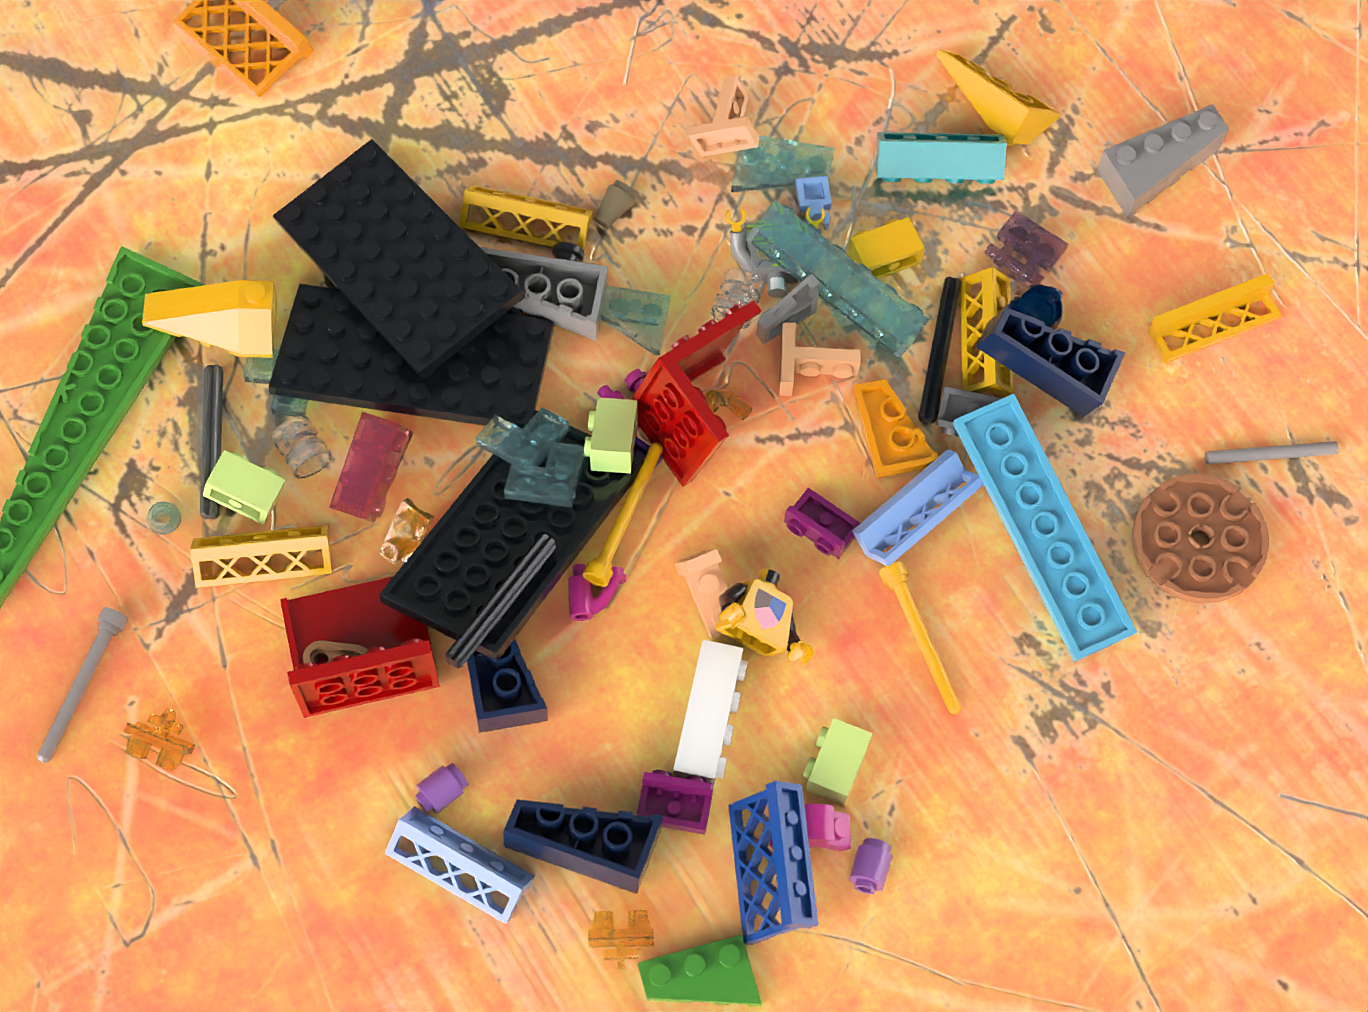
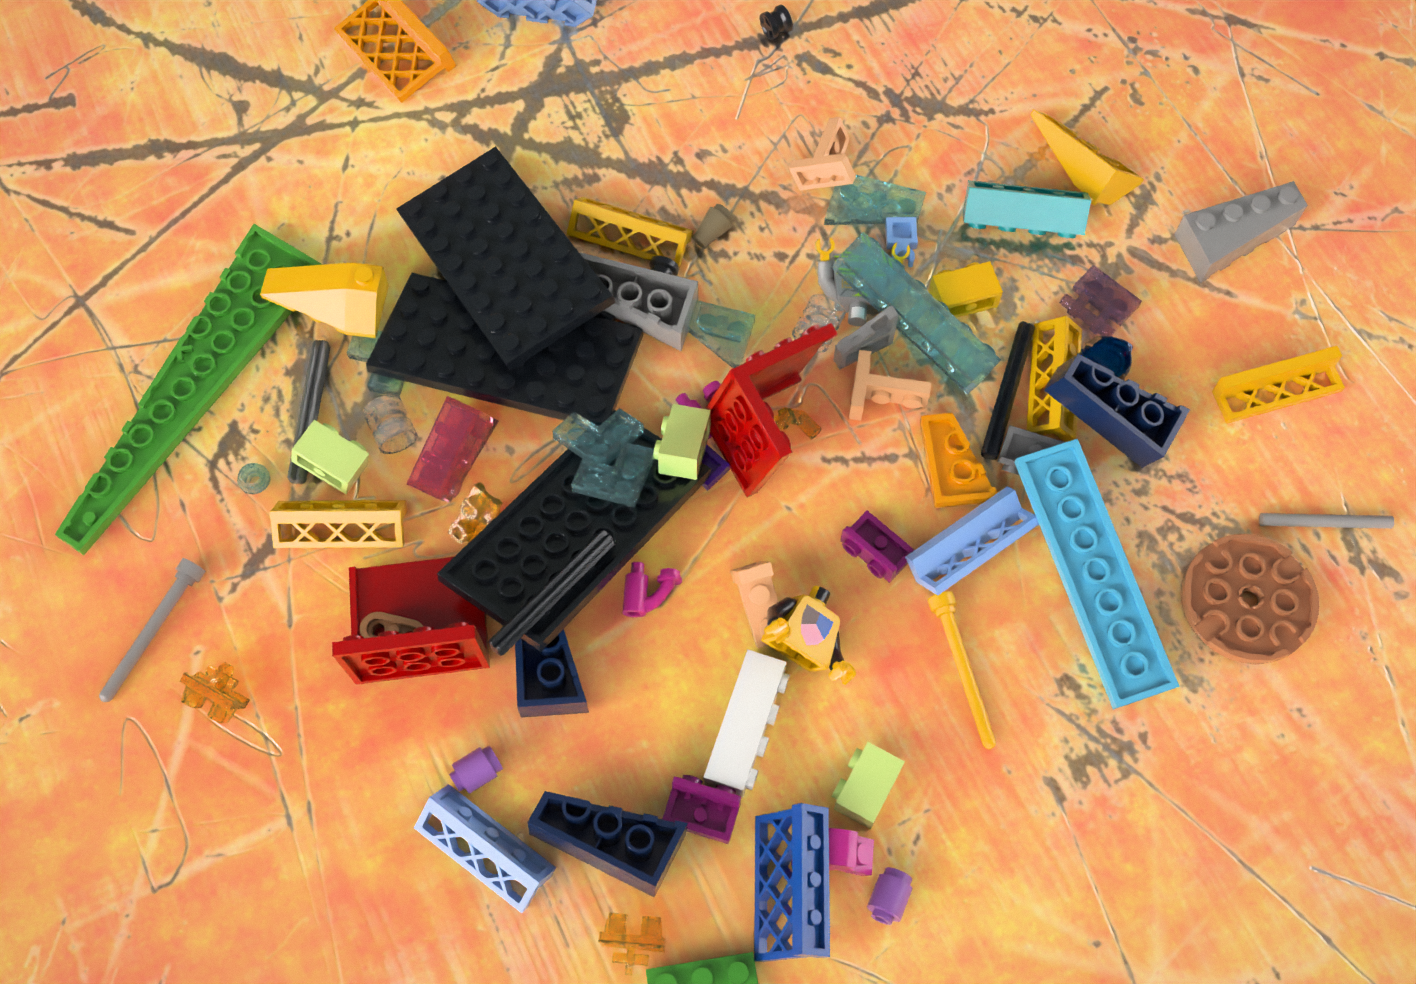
camera: 10 degrees right, 0 degrees up
(599, 570) = (656, 569): yellow piece -> none

